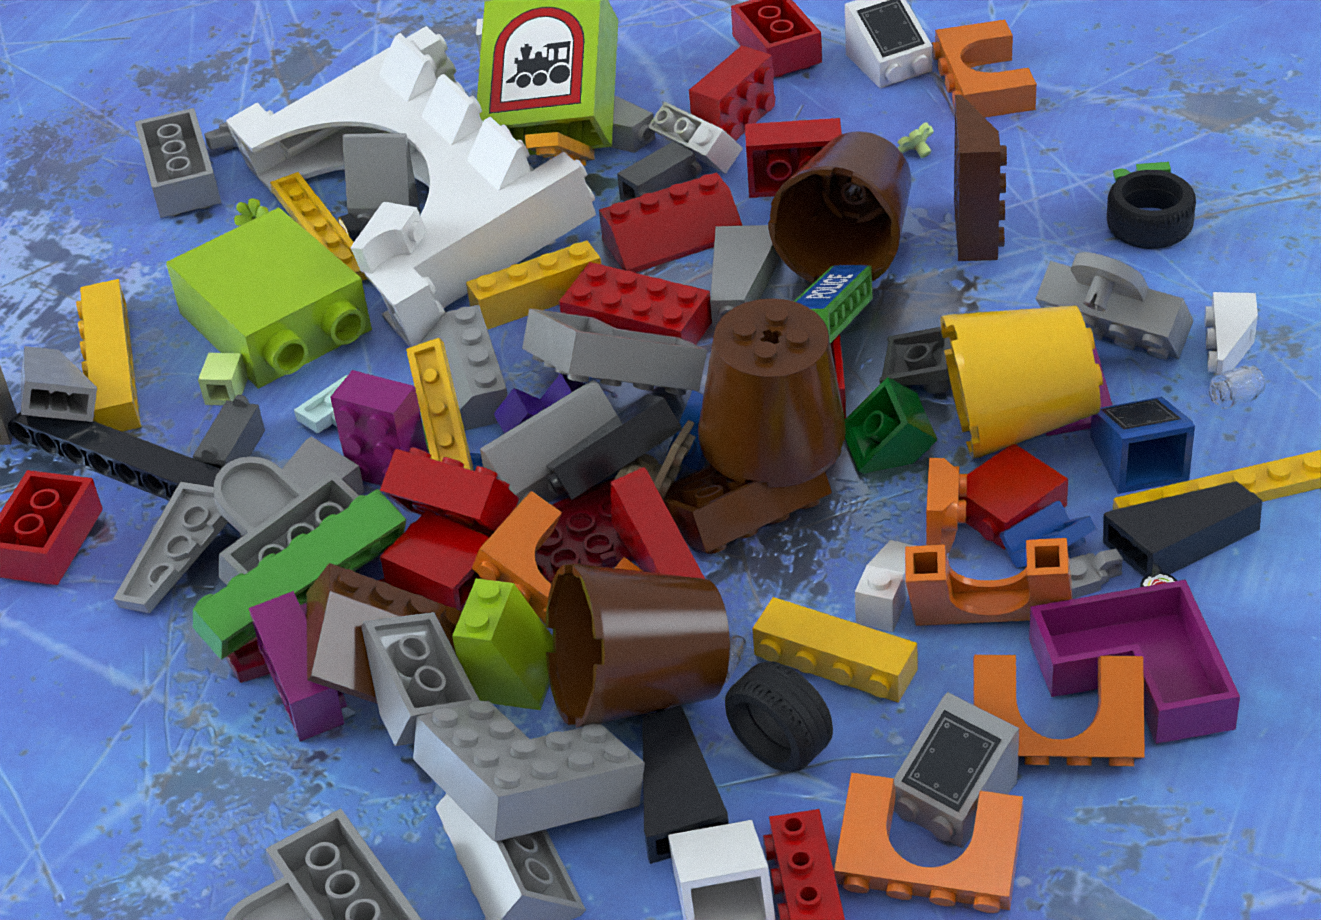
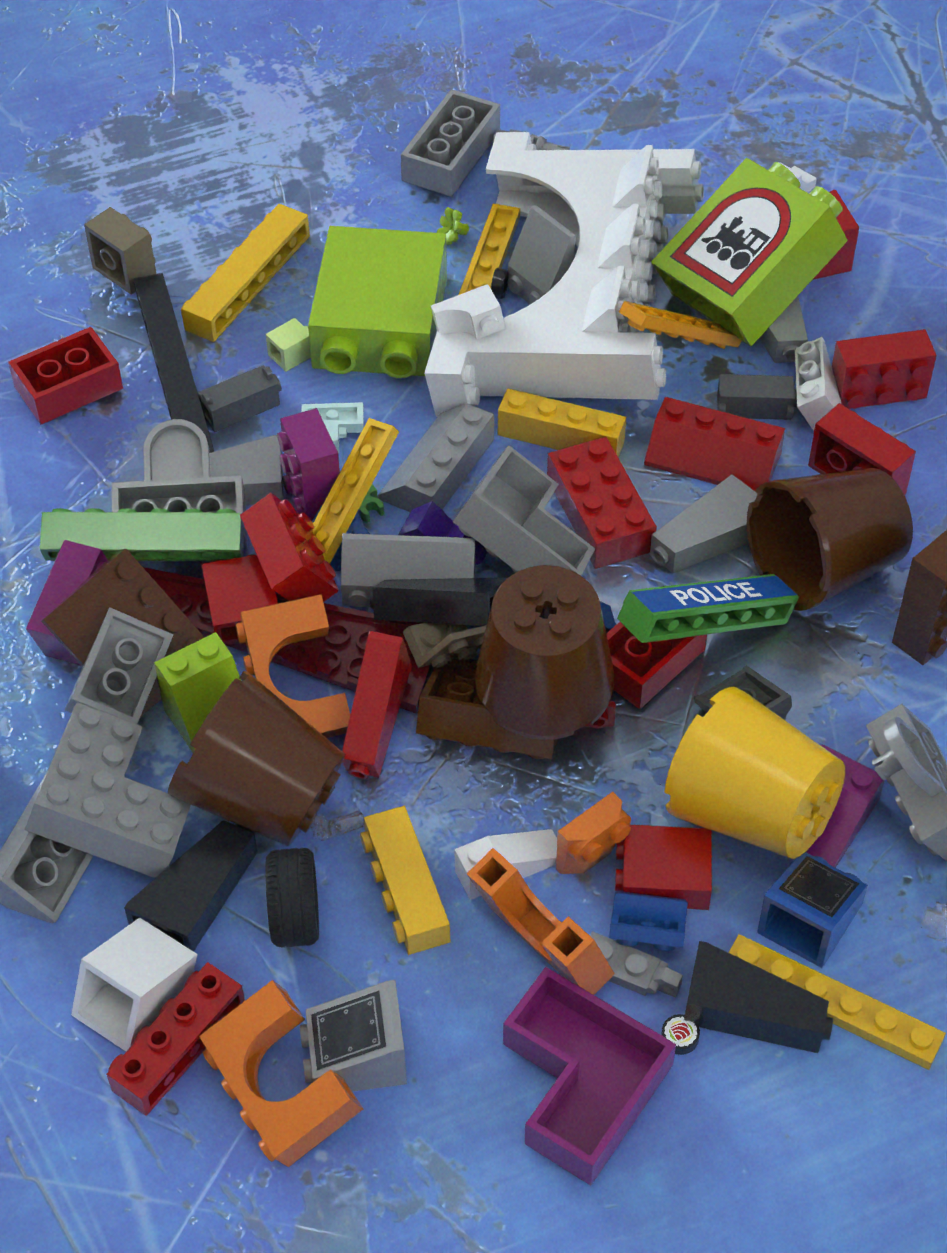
camera: 40 degrees right, 10 degrees up
(55, 386) = (173, 269): light grey slope -> none
(172, 547) = (110, 454): light grey wing -> none
(888, 429) = (648, 740): green slope -> none
(1113, 733) = (428, 1037): orange arch -> none

